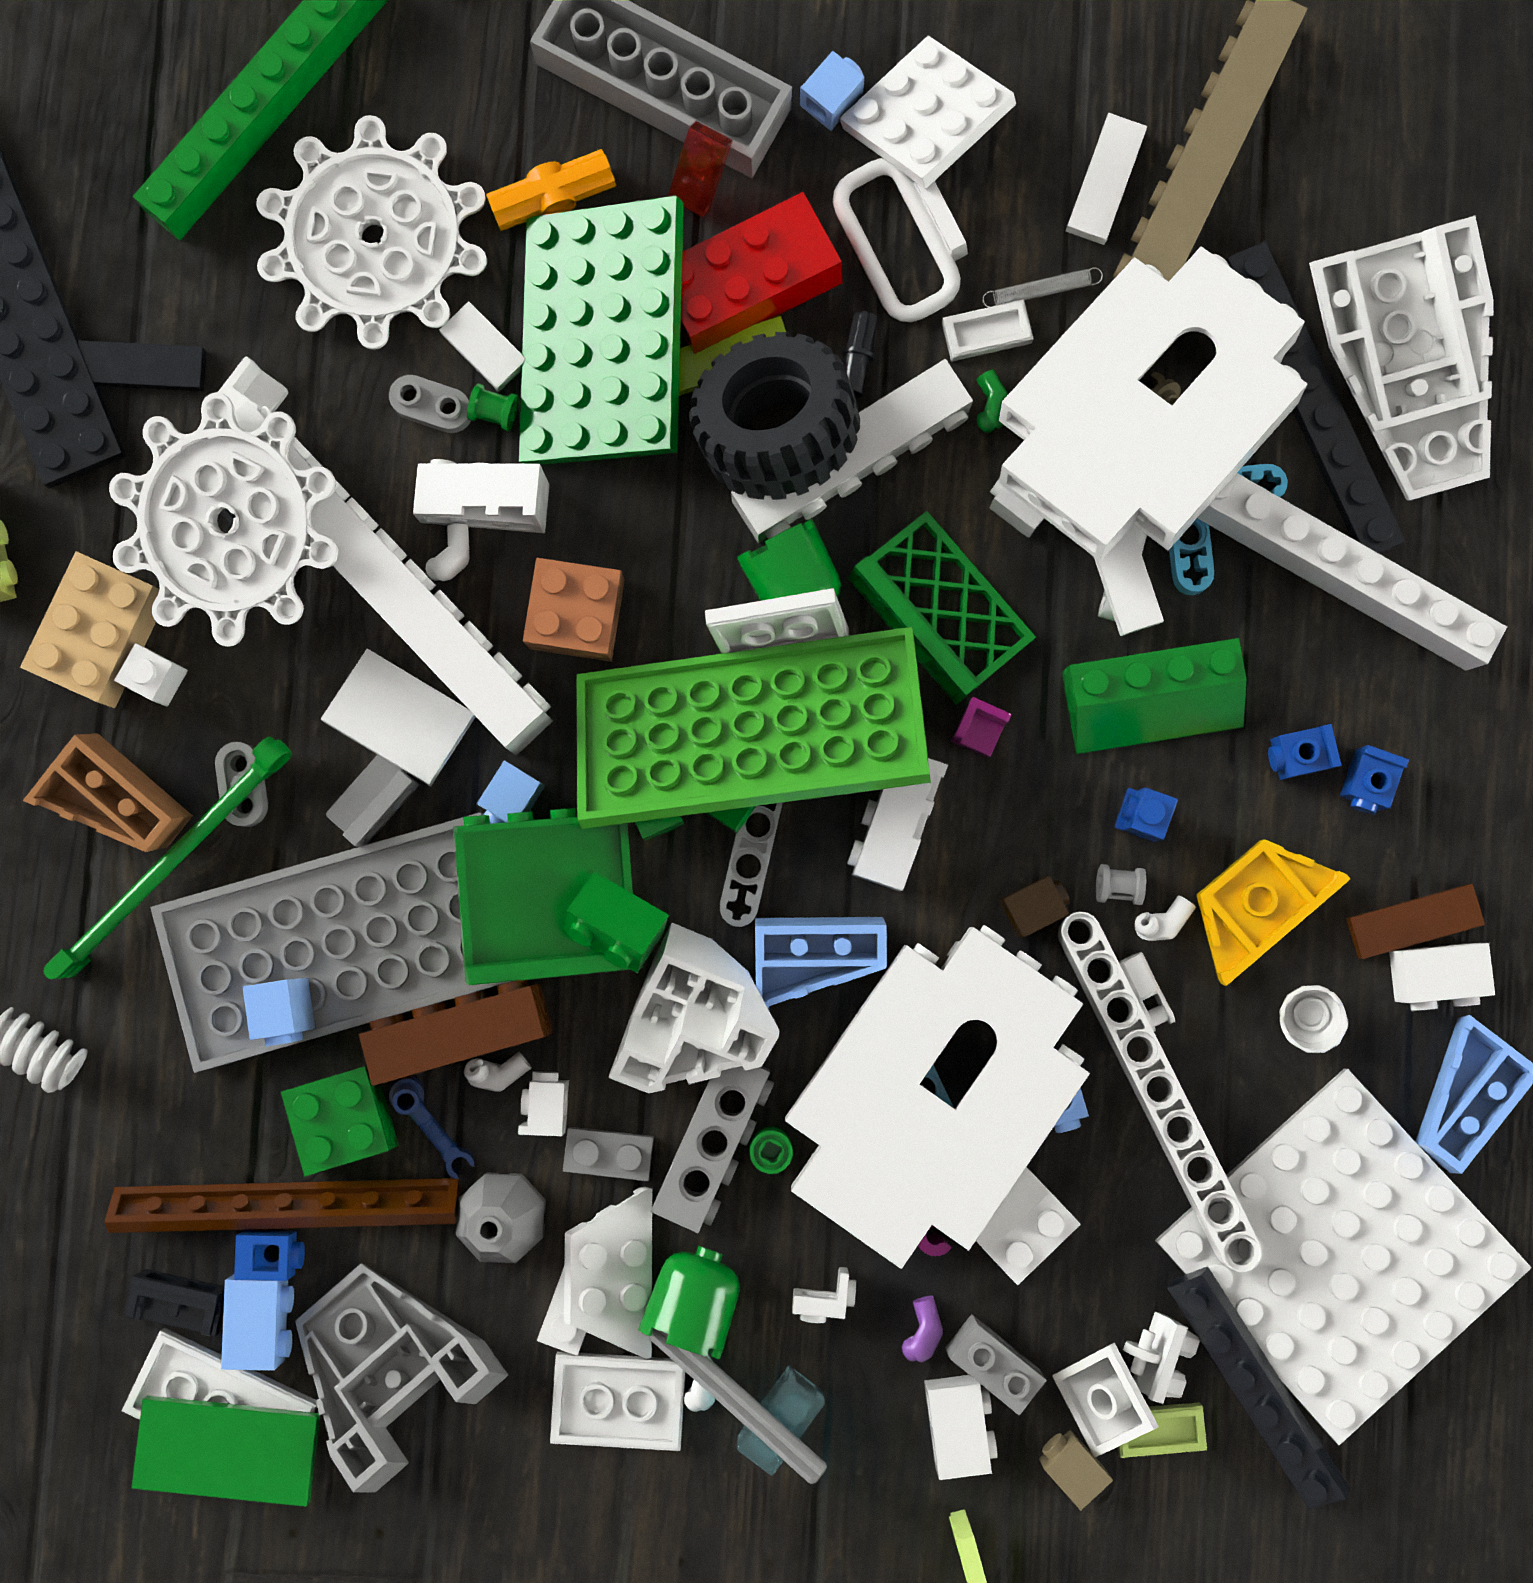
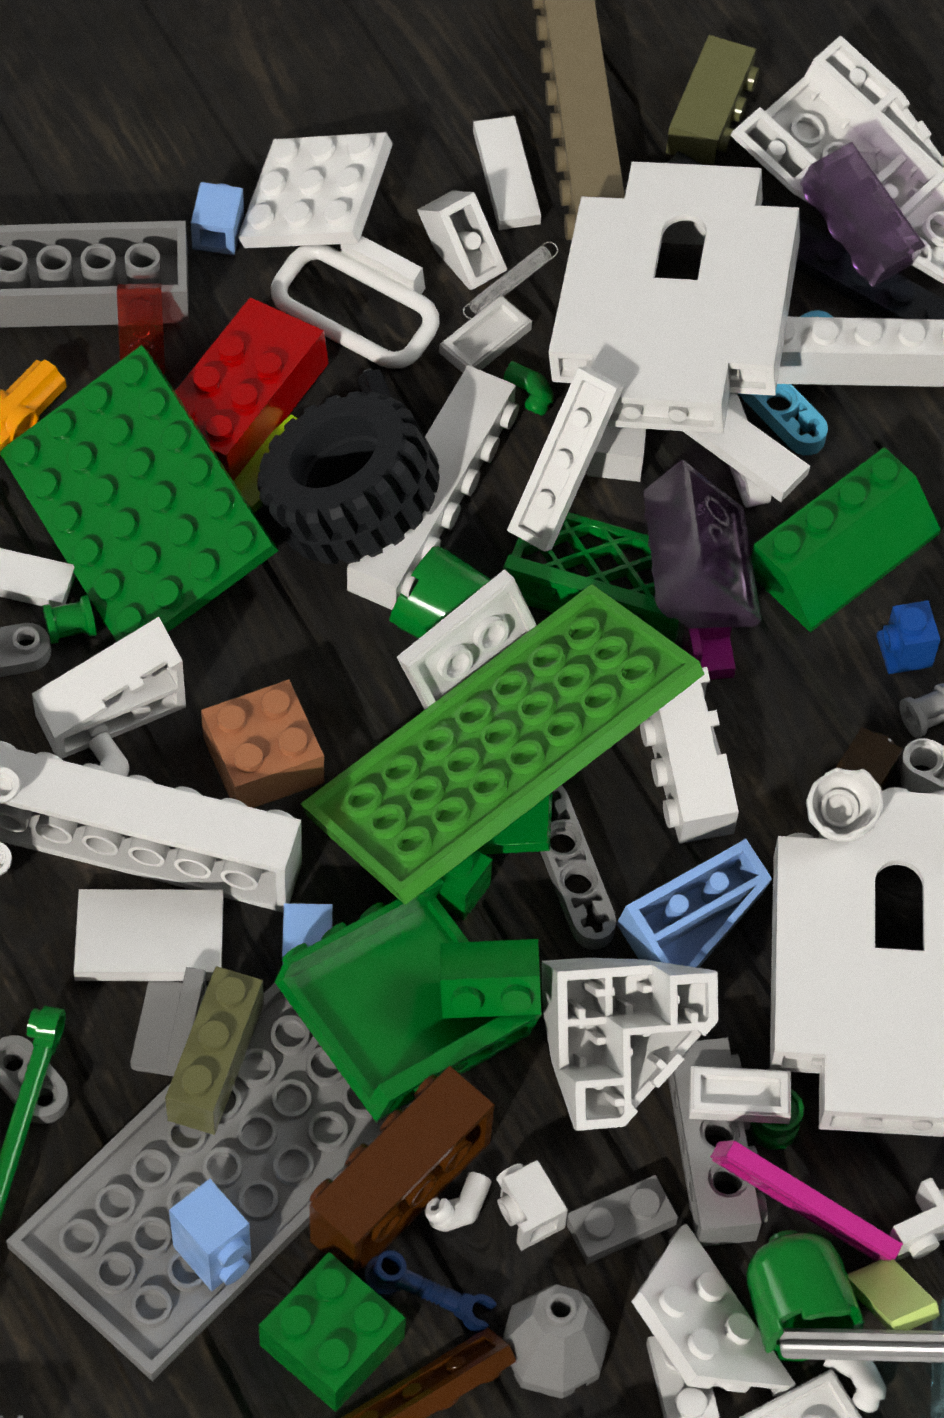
camera: 35 degrees left, 25 degrees down
(376, 855) = (214, 1050): none -> olive brick
(739, 1239) = (805, 1201): none -> dark pink tile
(746, 1127) = (740, 1094): none -> white tile
(760, 1344) = (893, 1296): none -> yellowish green tile
(957, 505) = (565, 458): none -> white plate
(968, 961) = (844, 804): none -> white hair
(1021, 646) = (700, 552): none -> clear purple slope
(1025, 226) = (463, 237): none -> white slope
(1328, 208) = (713, 100): none -> olive brick
(1370, 405) = (861, 214): none -> clear purple brick

